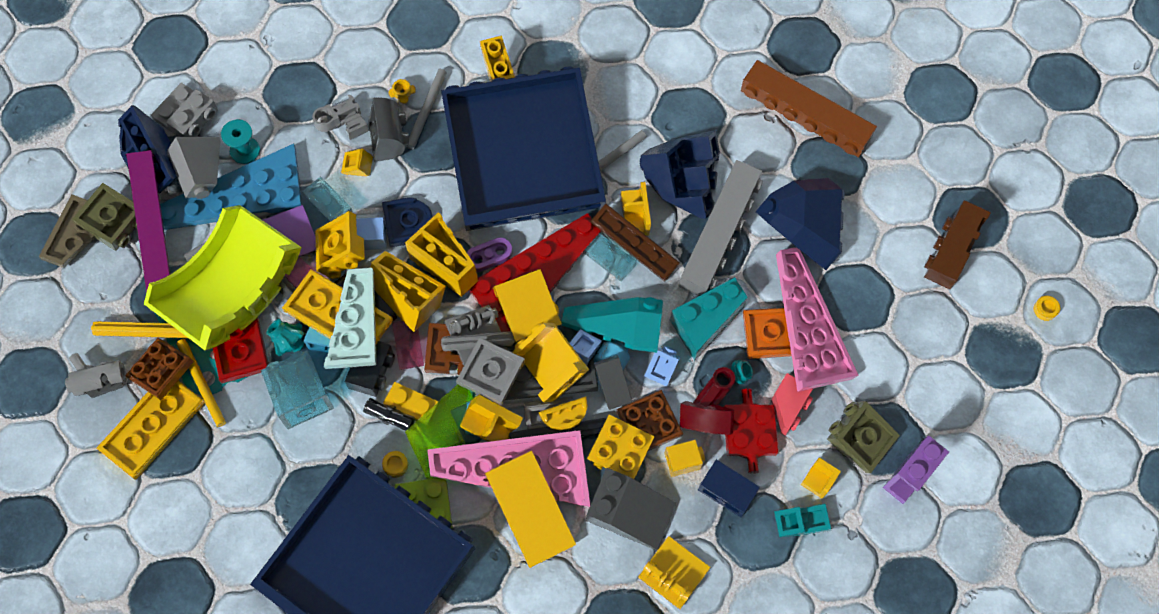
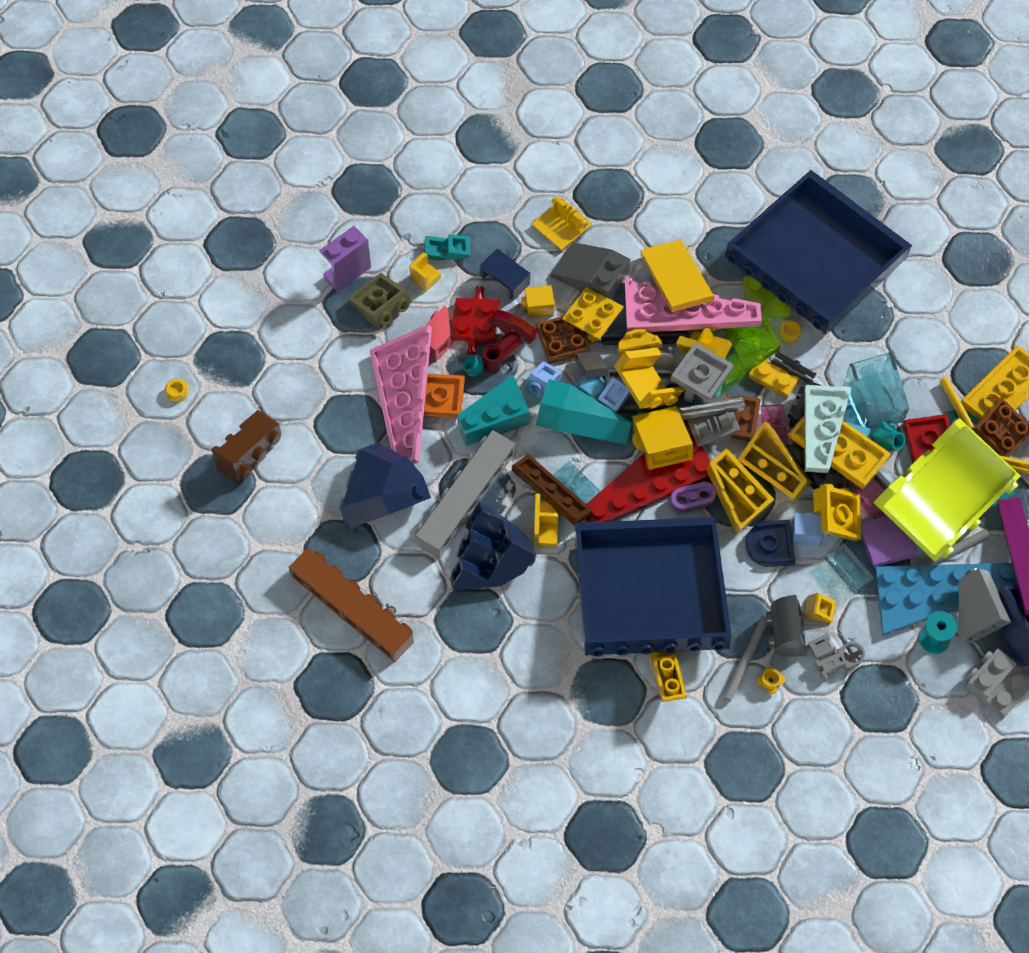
camera: 170 degrees left, 5 degrees down
(622, 149) = (550, 589): light grey bar -> none

